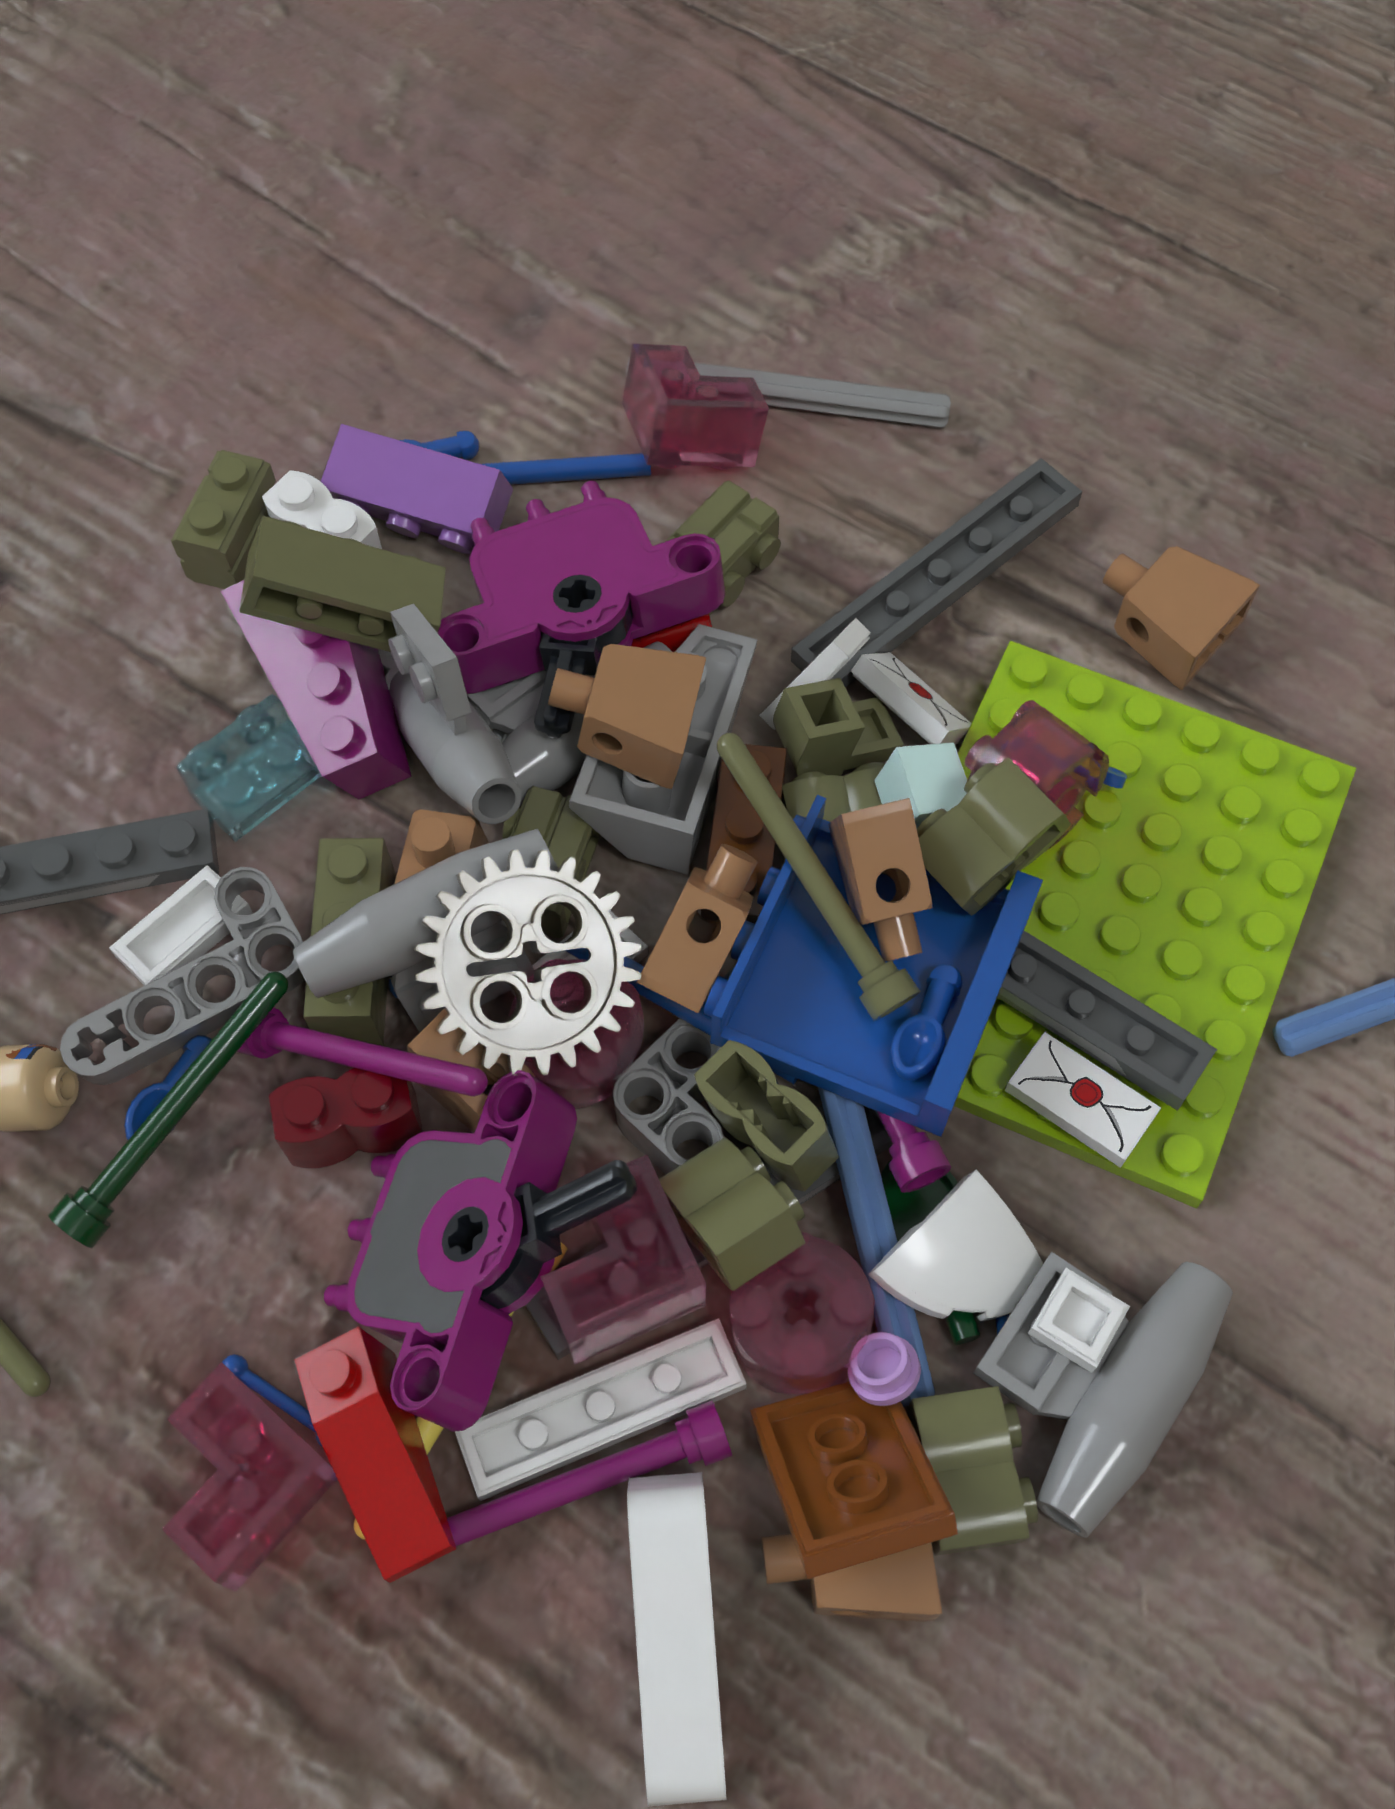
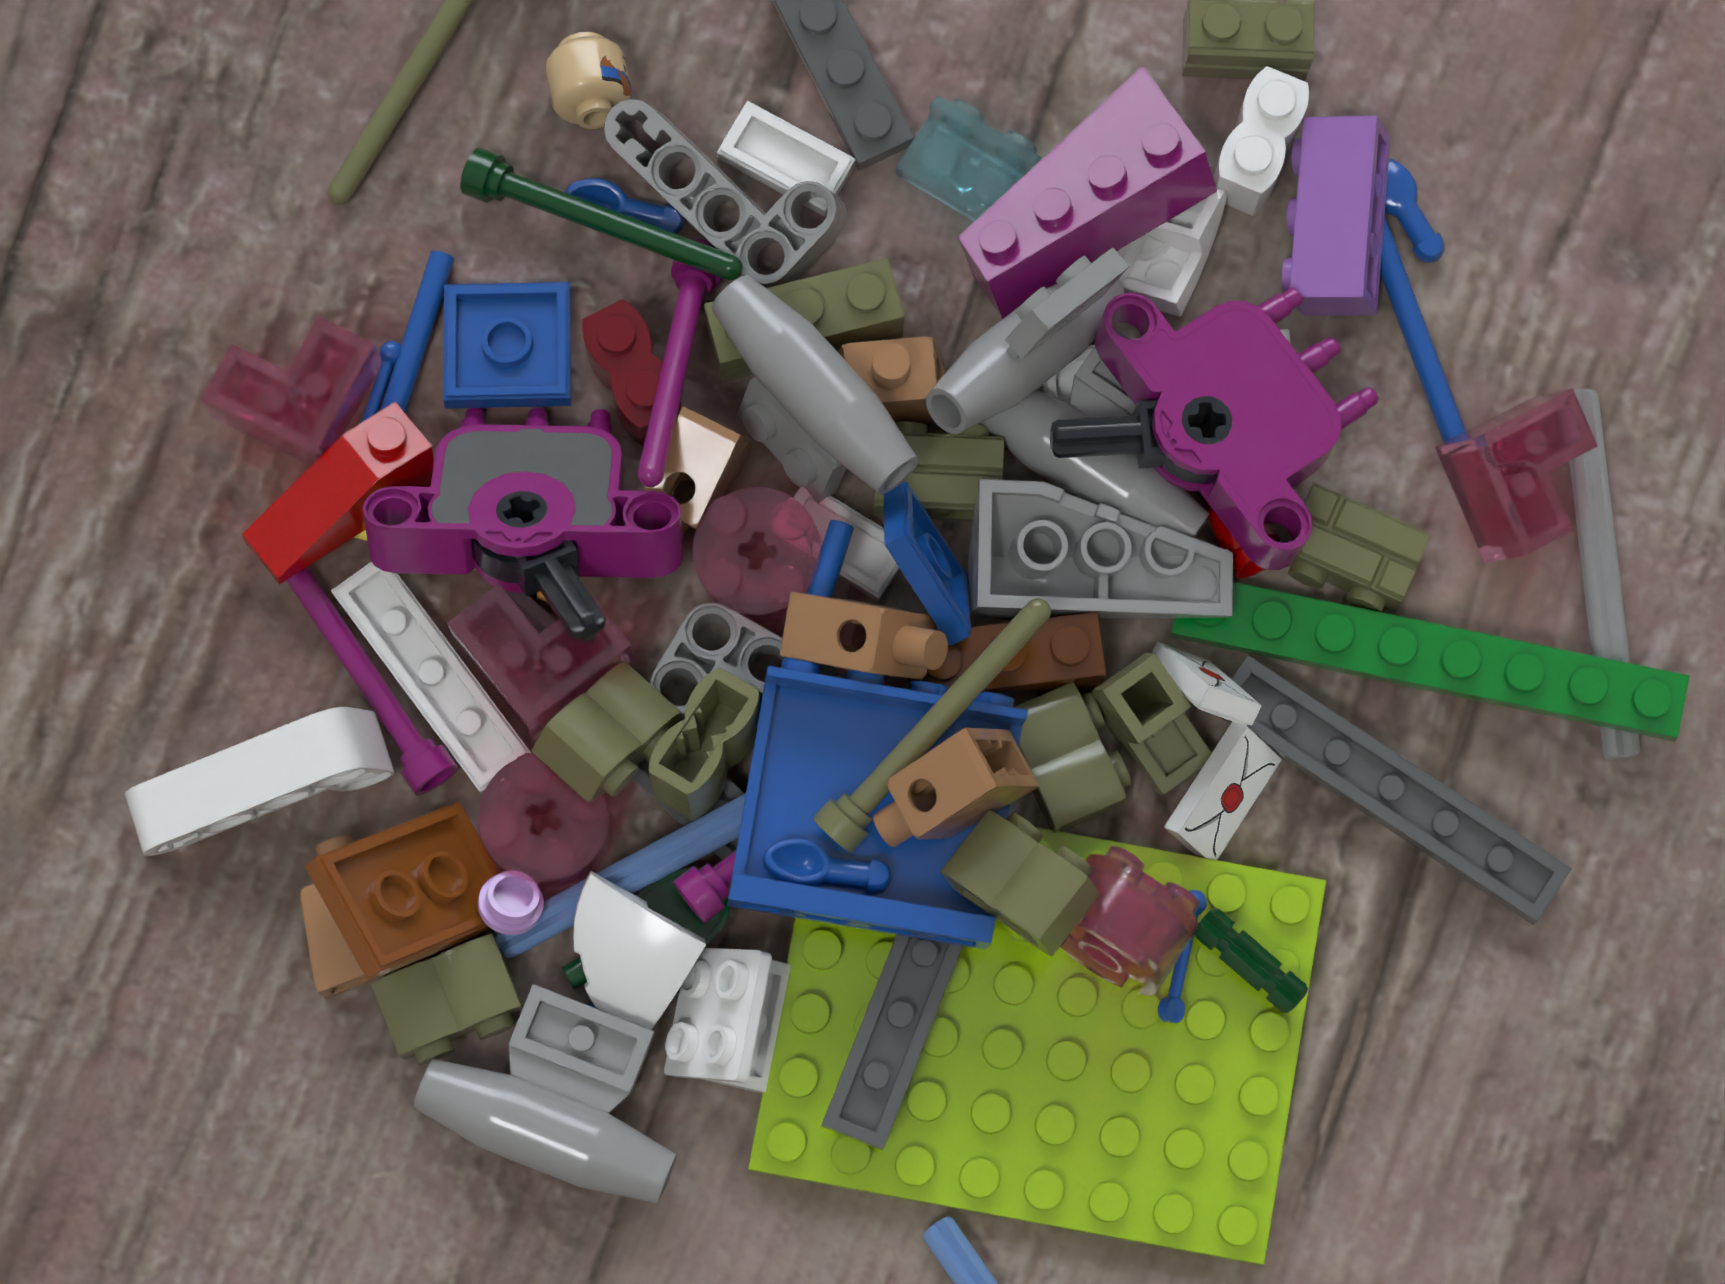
camera: 70 degrees right, 15 degrees up
(222, 1334) = (418, 330): none -> blue bar
(271, 1241) = (507, 345): none -> blue tile
(335, 584) = (1144, 189): olive brick -> none
(536, 1024) = (826, 461): gear -> none
(634, 708) = (1086, 512): medium nougat torso -> none
(647, 864) = (927, 562): none -> blue tile
(835, 508) = (1446, 660): none -> green plate
(926, 775) = (1083, 817): light aqua brick -> none
(1053, 1179) = (728, 1018): none -> white bracket
(1079, 1320) = (593, 1063): white tile -> none
(1082, 1099) = (810, 1035): white tile -> none
(1091, 694) = (1250, 960): none -> dark green axle
(1178, 609) = (1411, 1050): medium nougat torso -> none

